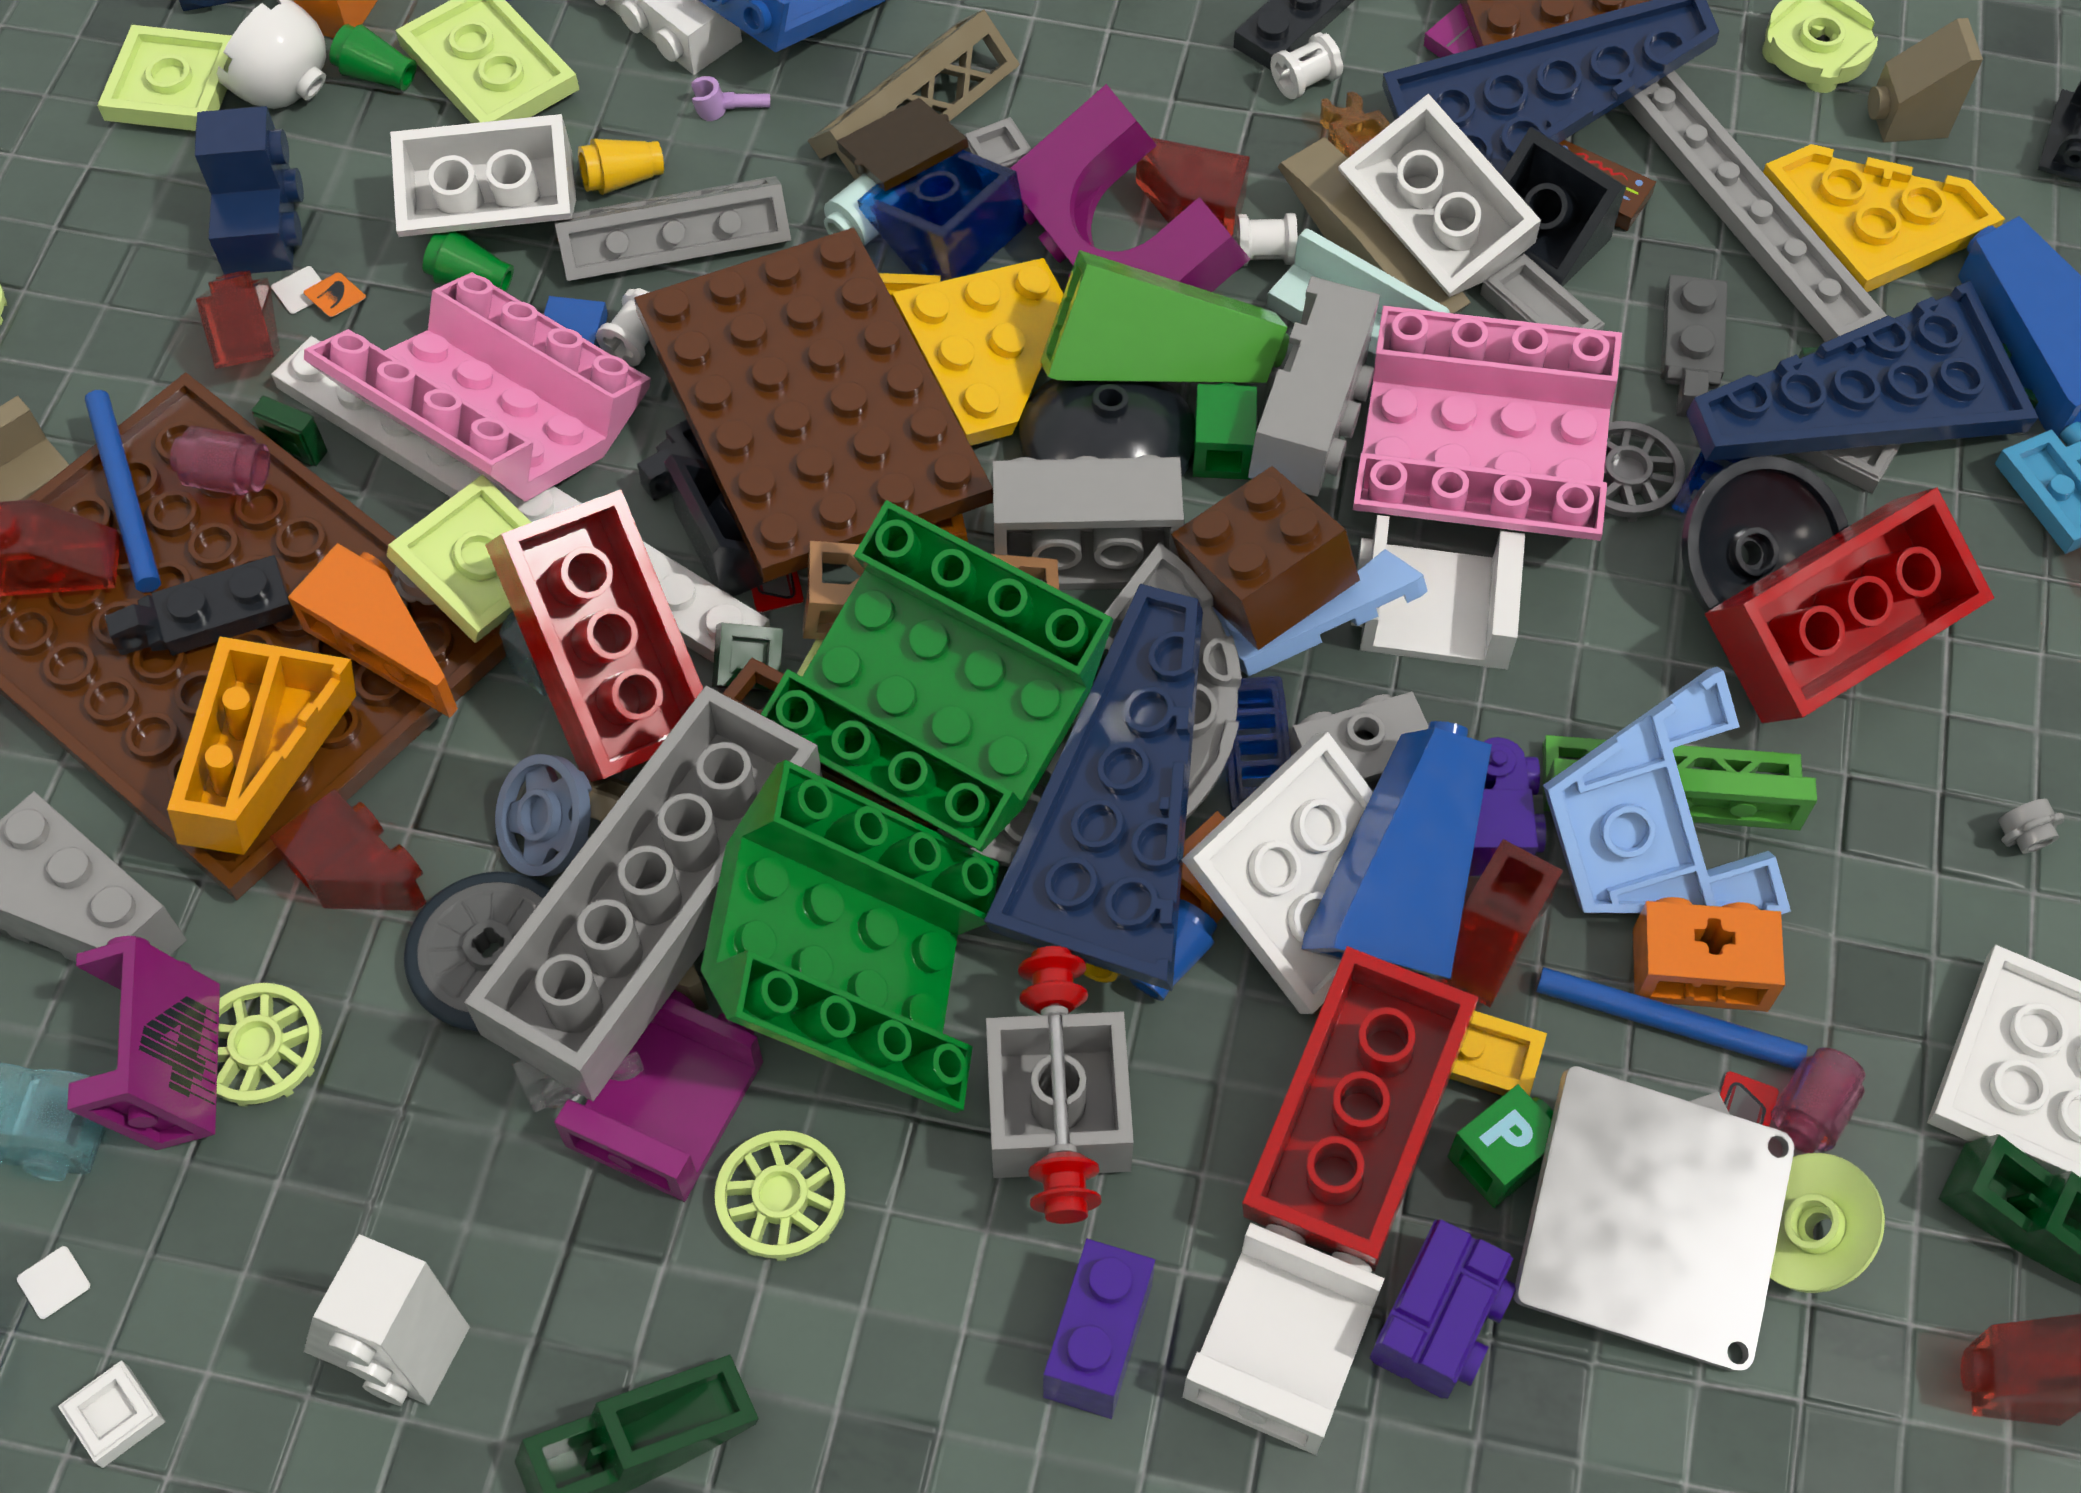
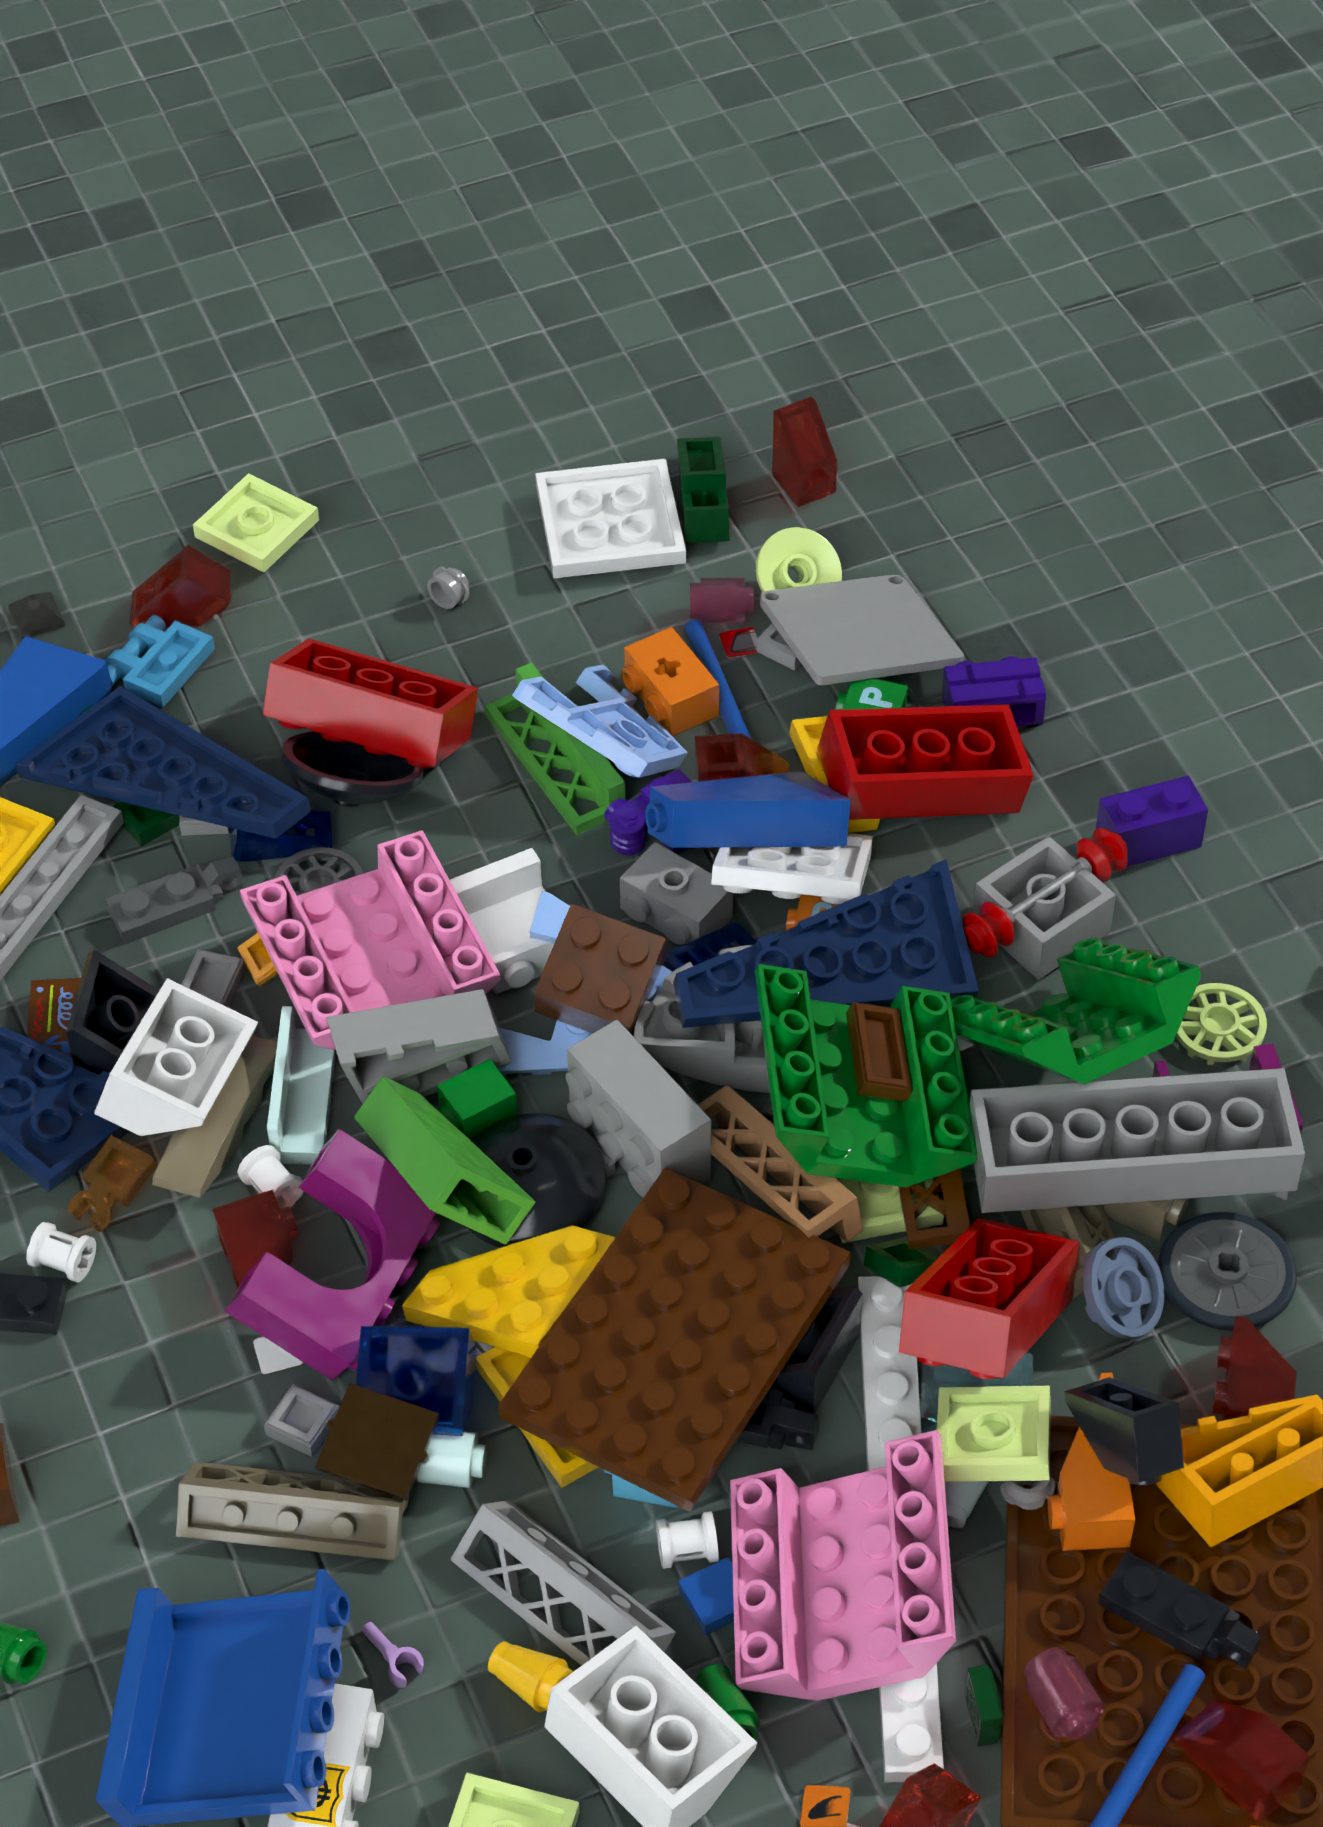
camera: 125 degrees left, 10 degrees down
(357, 622) = (1129, 1429): none -> black slope
(956, 723) = (879, 1051): none -> reddish brown tile
(1284, 1337) = (1083, 757): white panel -> none

